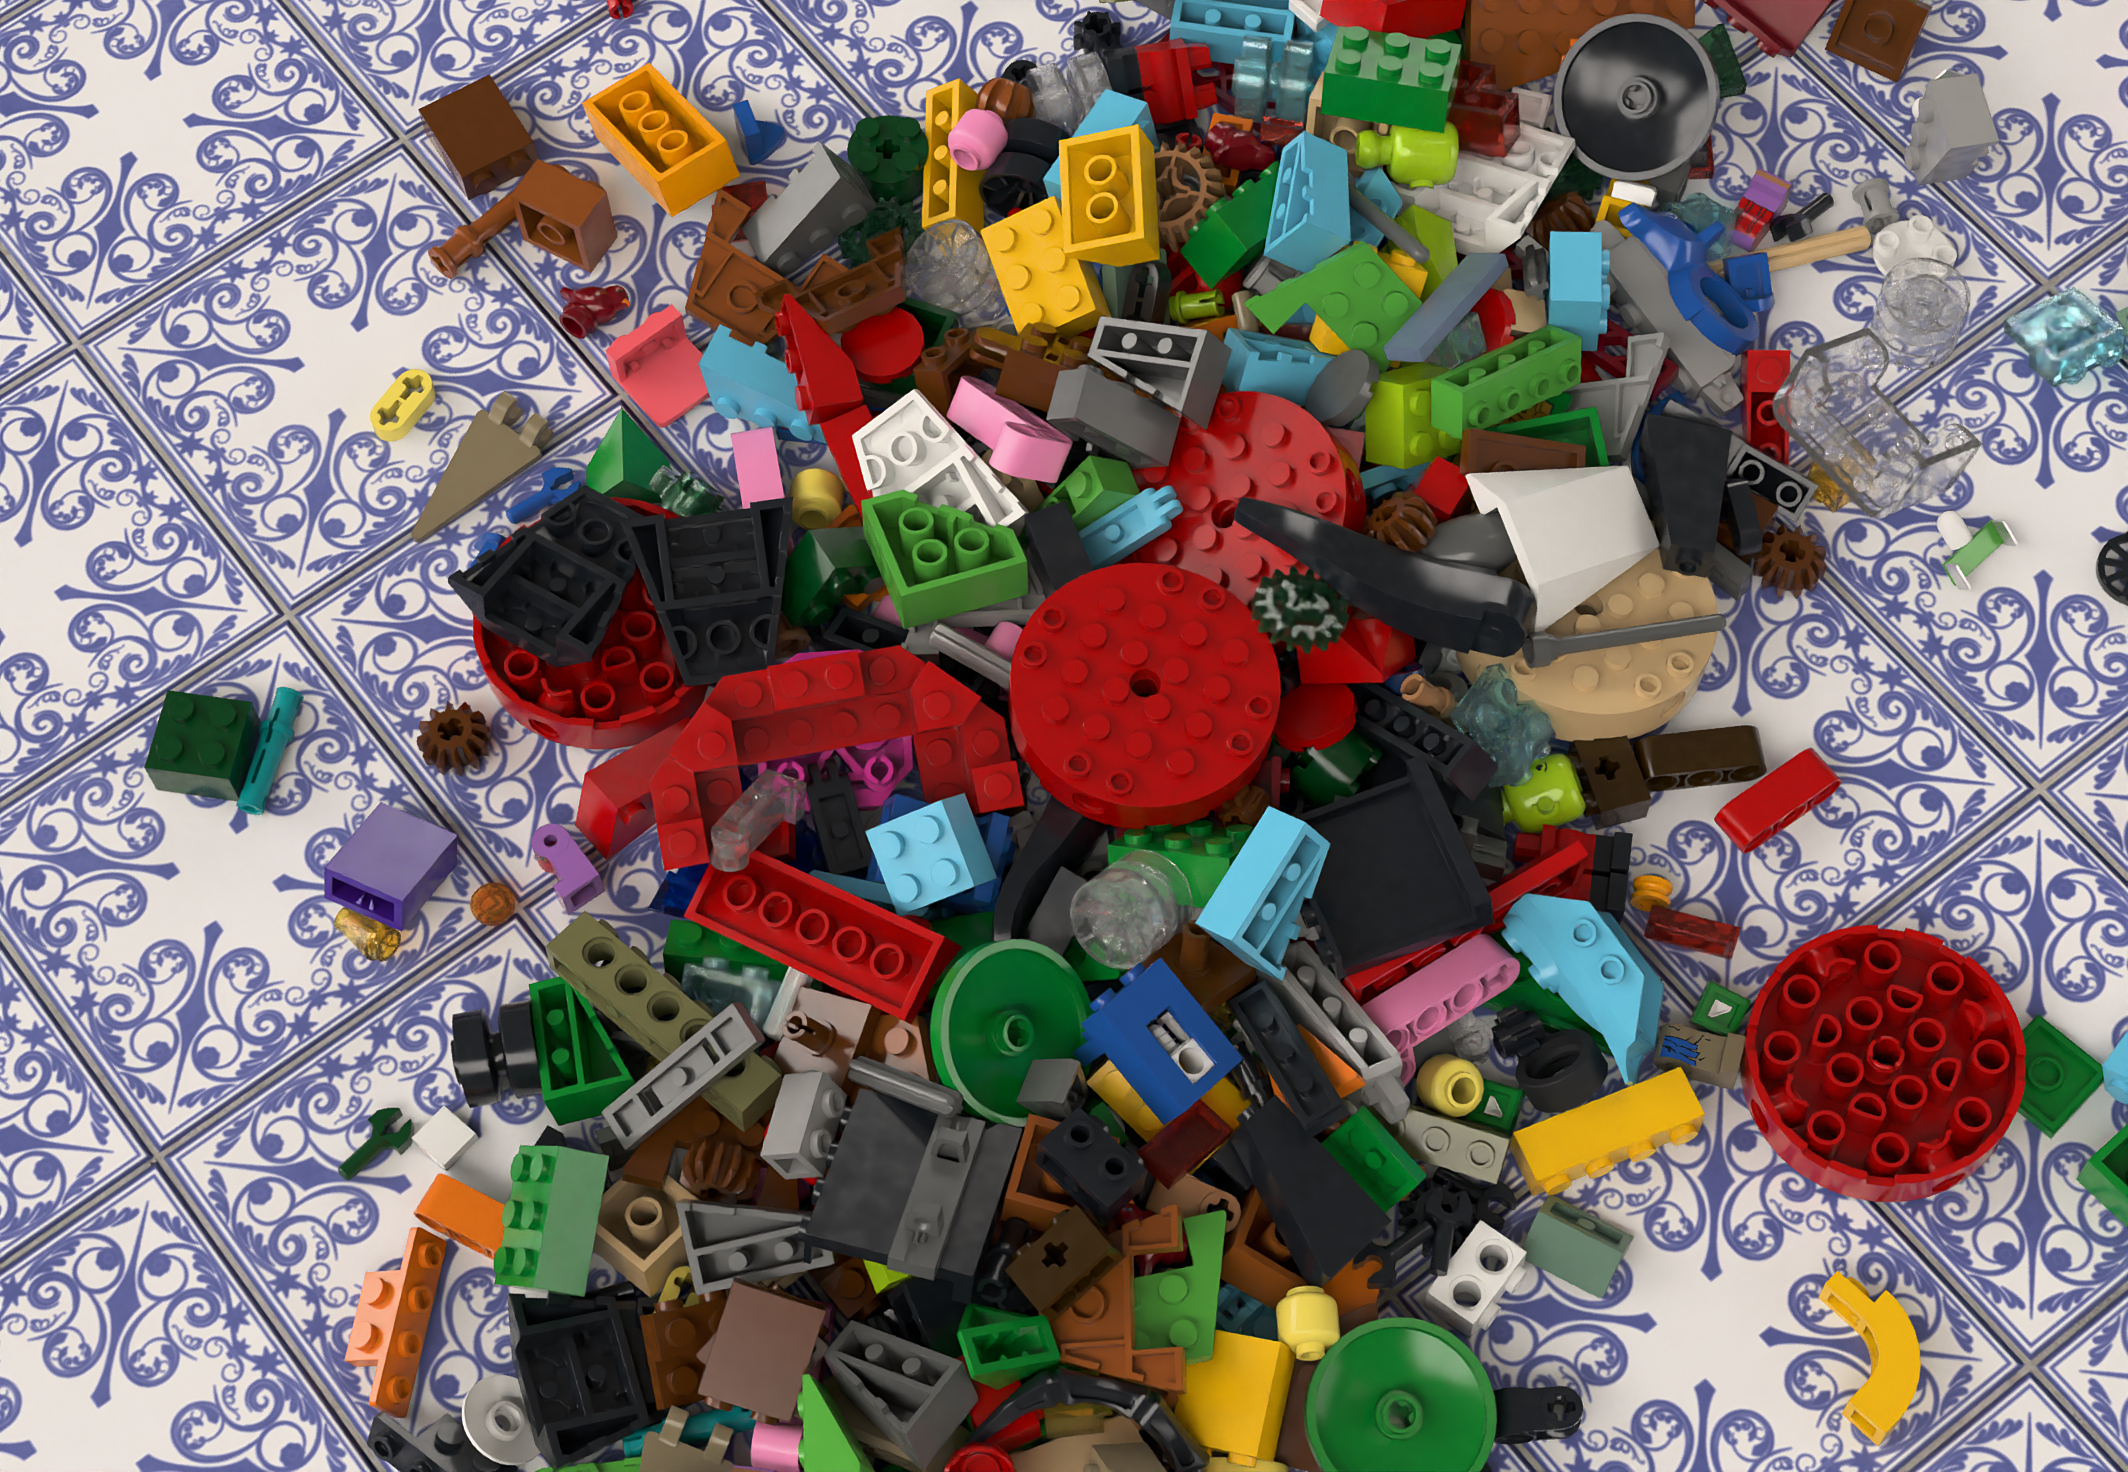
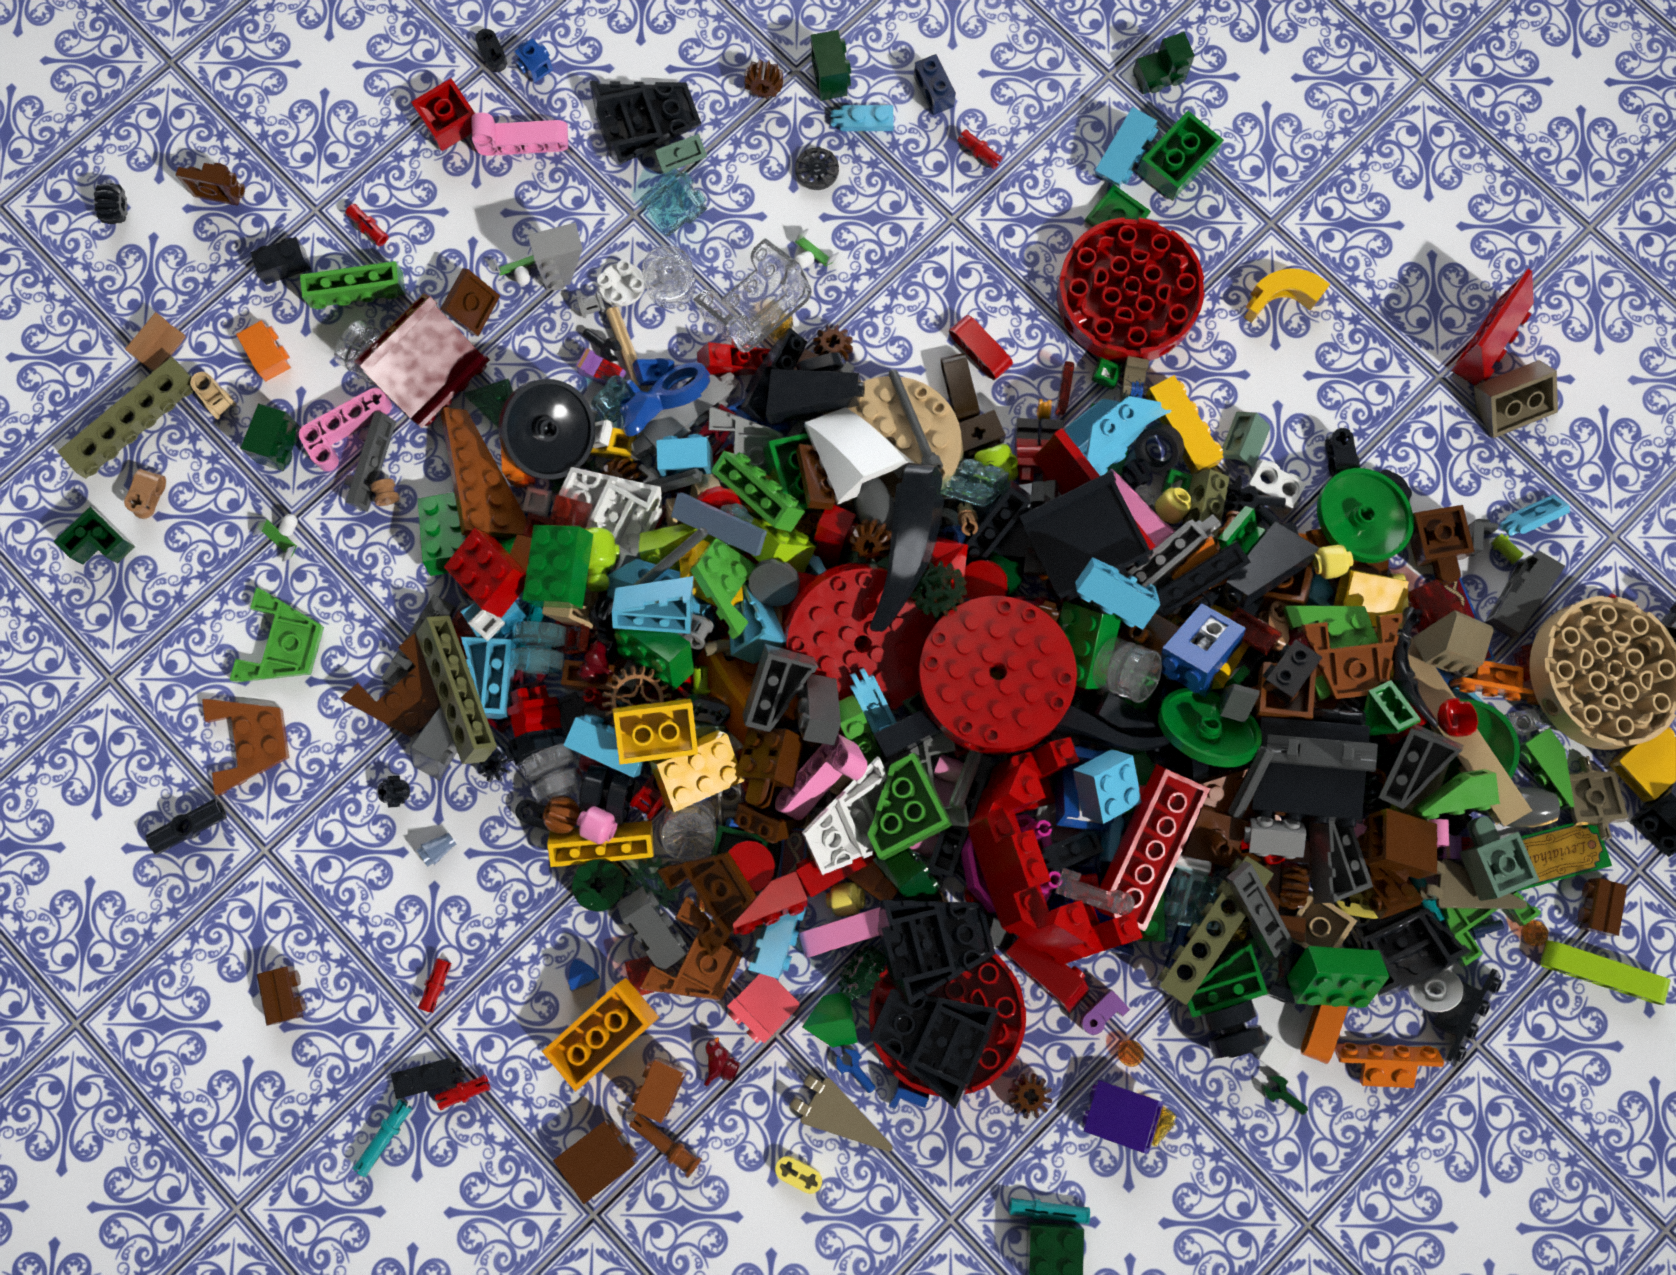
camera: 100 degrees left, 15 degrees up
(1088, 1257) = (1358, 687): dark brown brick -> none

